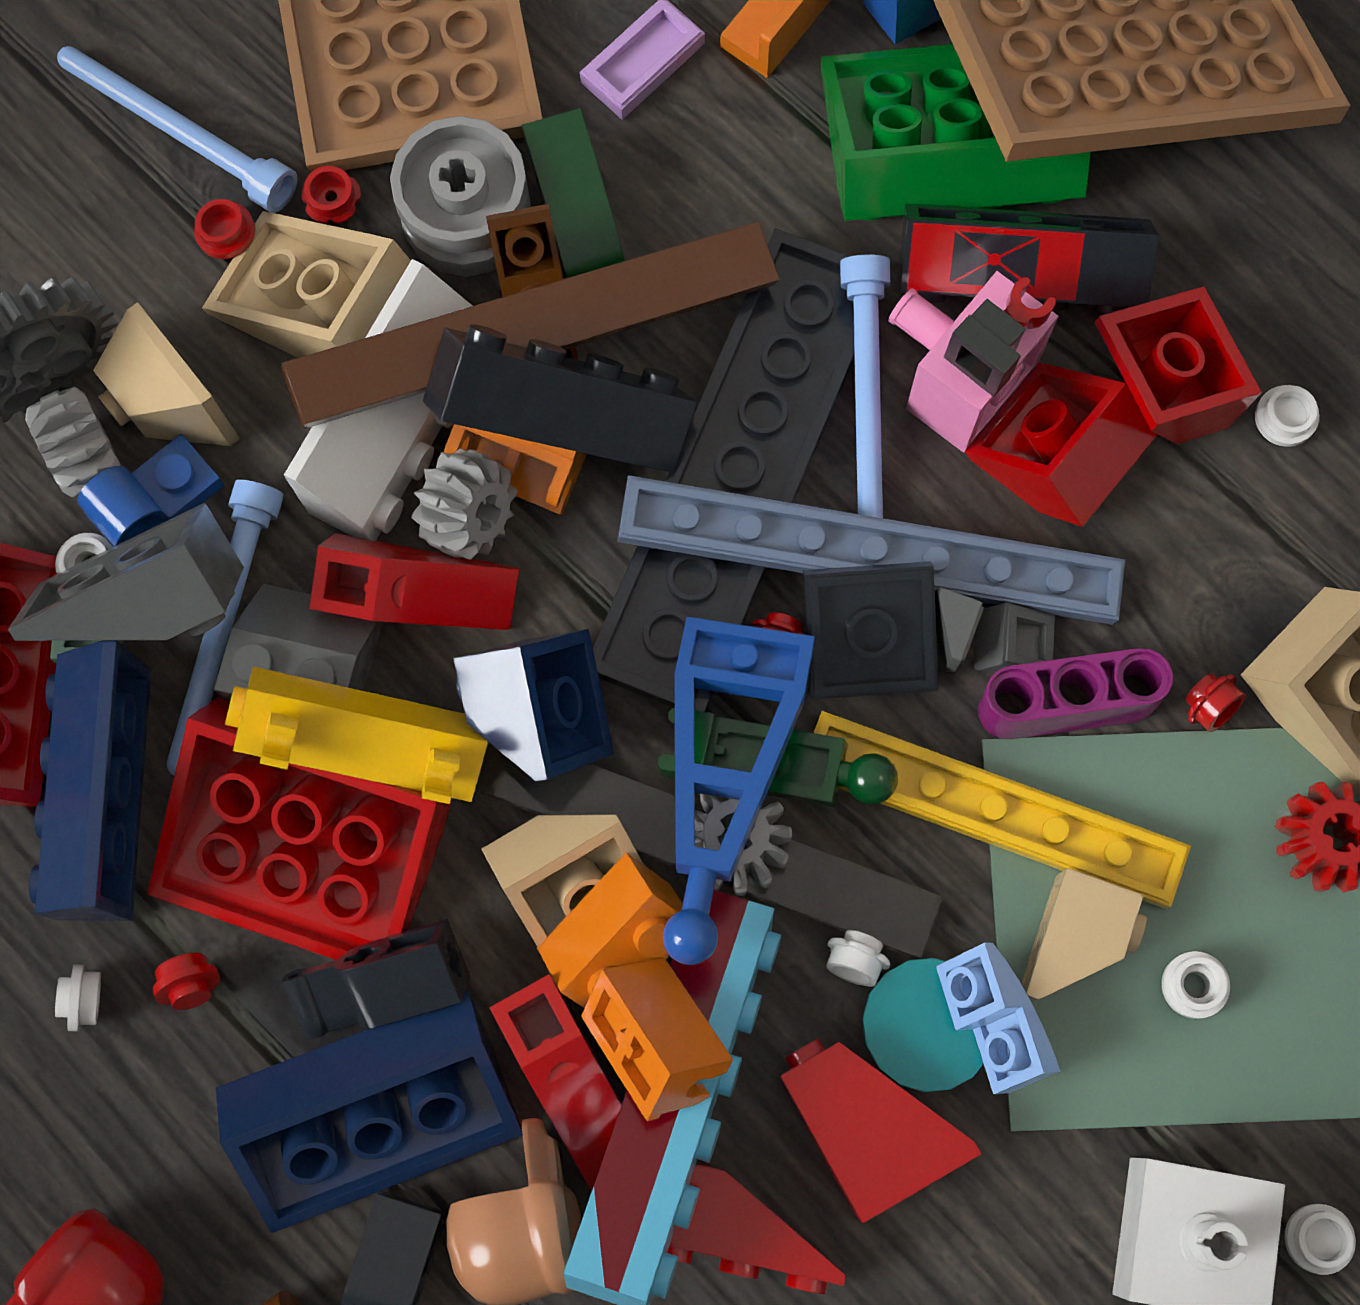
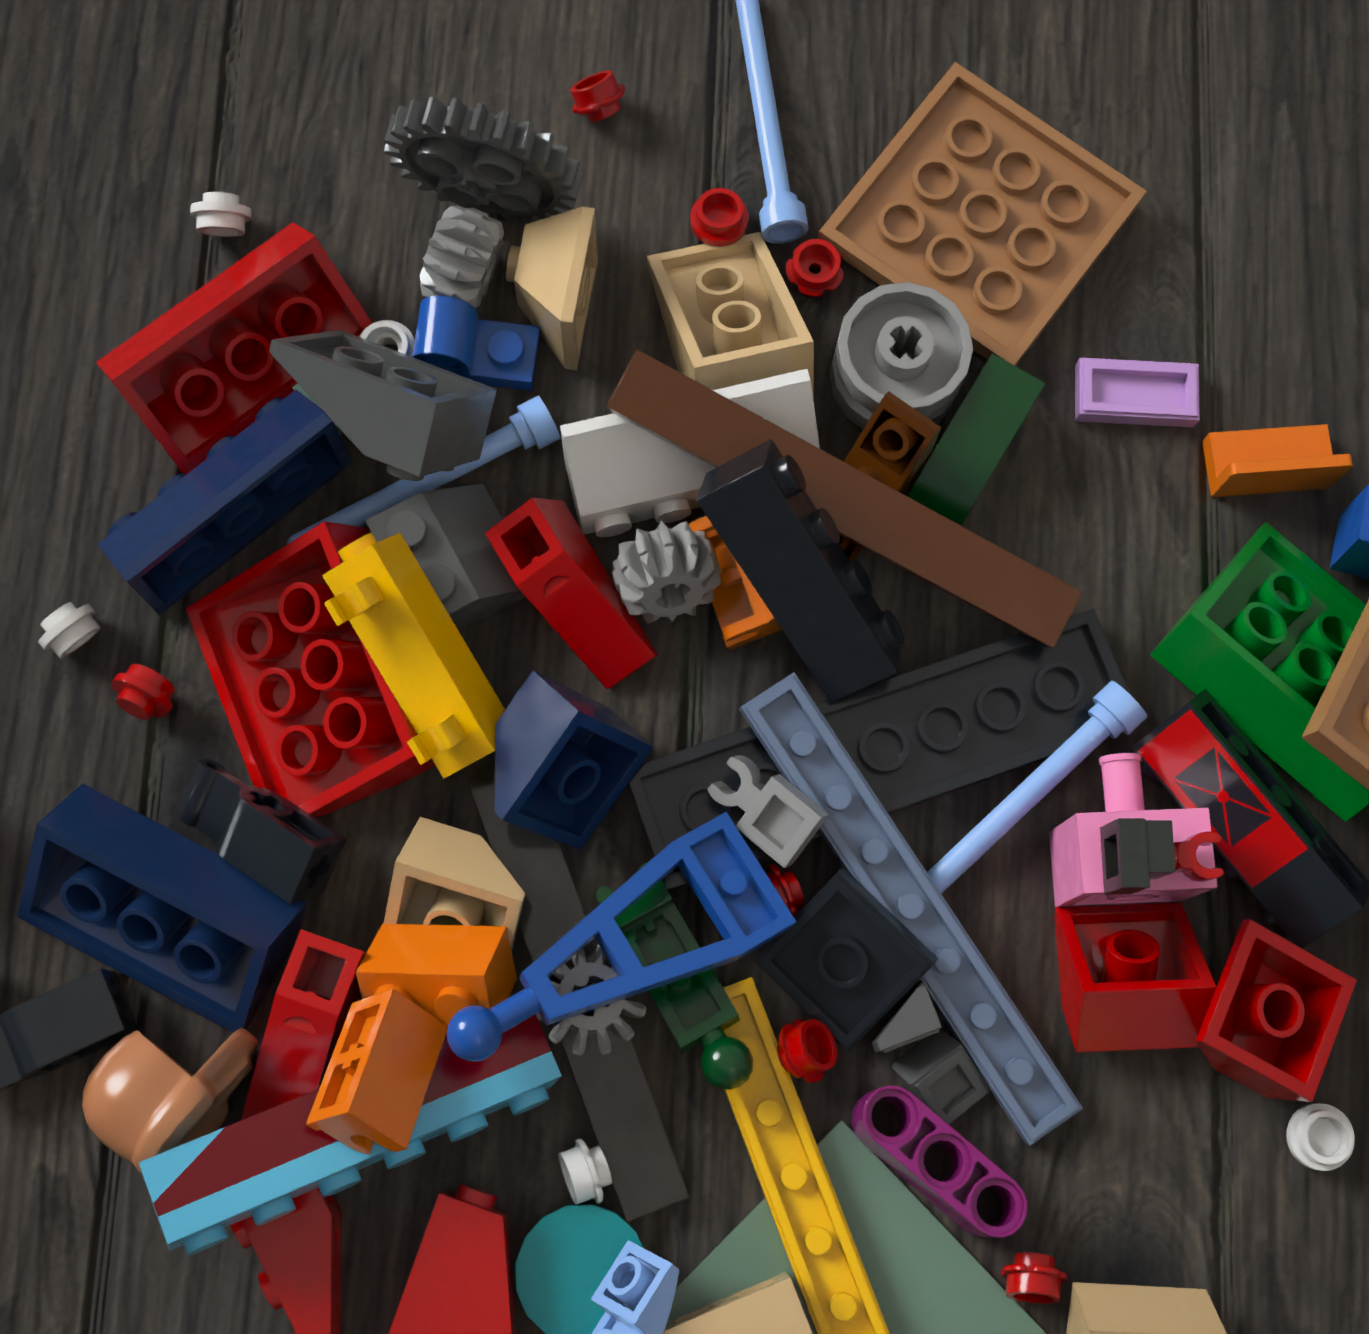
camera: 40 degrees right, 0 degrees up
(39, 232) = (597, 96): none -> red plate
(723, 583) = (776, 814): none -> light grey plate
(911, 716) = (807, 1049): none -> red plate

